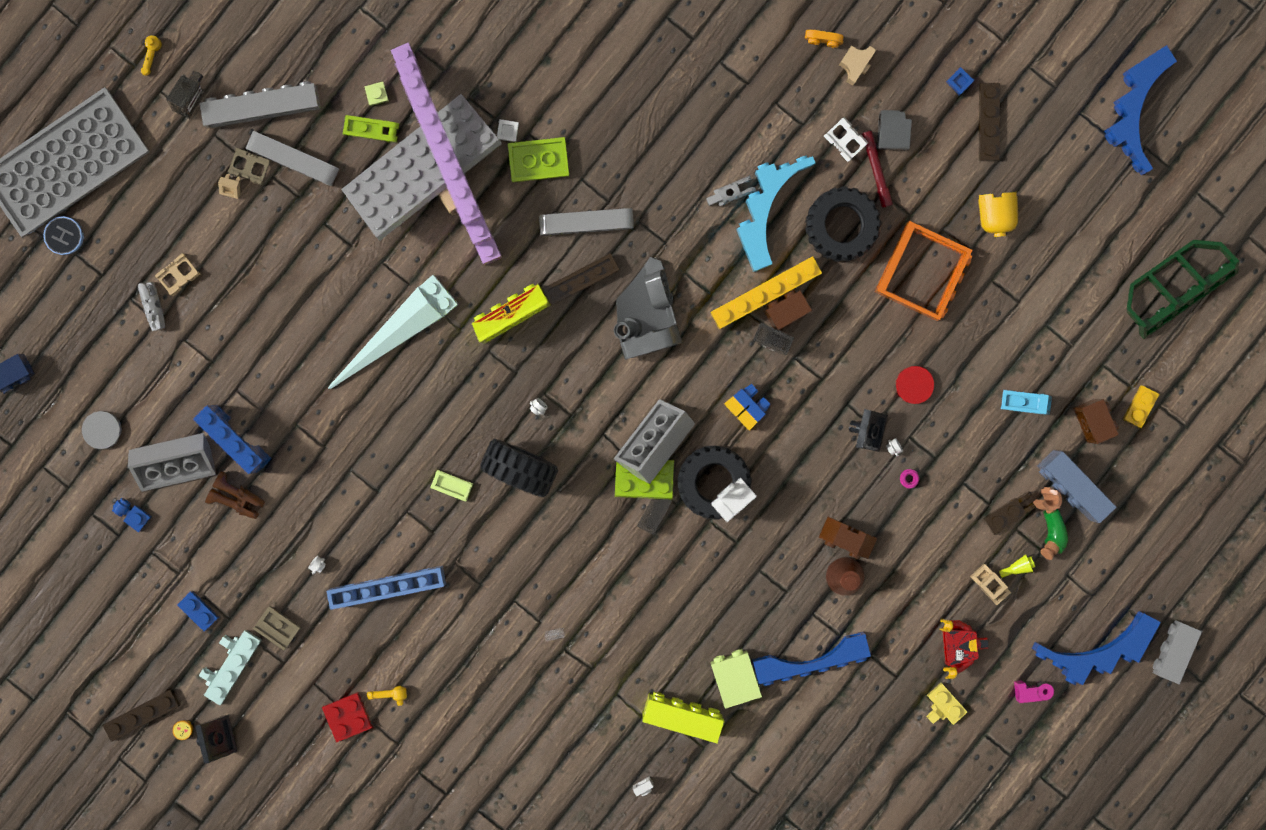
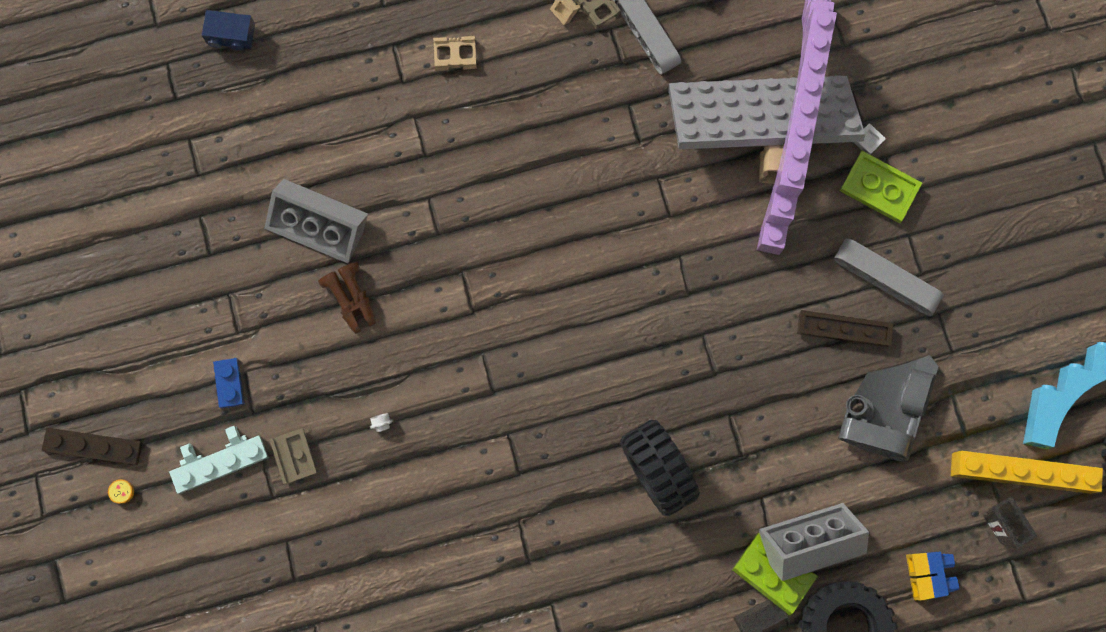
camera: 30 degrees right, 10 degrees down
(101, 430) = (272, 143): light grey tile -> none
(136, 518) = (239, 248): blue plate -> none
(151, 305) = (409, 63): light grey hinge -> none
(215, 424) = (392, 243): blue arch -> none
(216, 738) = (147, 524): black tile -> none
(347, 717) = (294, 600): red plate -> none
(370, 128) = (737, 48): lime plate -> none
(376, 93) = (764, 22): yellowish green plate -> none
(386, 587) = (434, 494): medium blue brick -> none
(398, 694) = (364, 613): yellow piece -> none
(419, 311) = (663, 247): light aqua plate -> none
(451, 485) = (572, 440): yellowish green tile -> none
(510, 314) = (755, 313): neon yellow slope -> none
(538, 406) = (715, 423): white plate -> none
(721, 196) = (1042, 346): light grey hinge -> none
(788, 310) = (1044, 504): reddish brown brick -> none

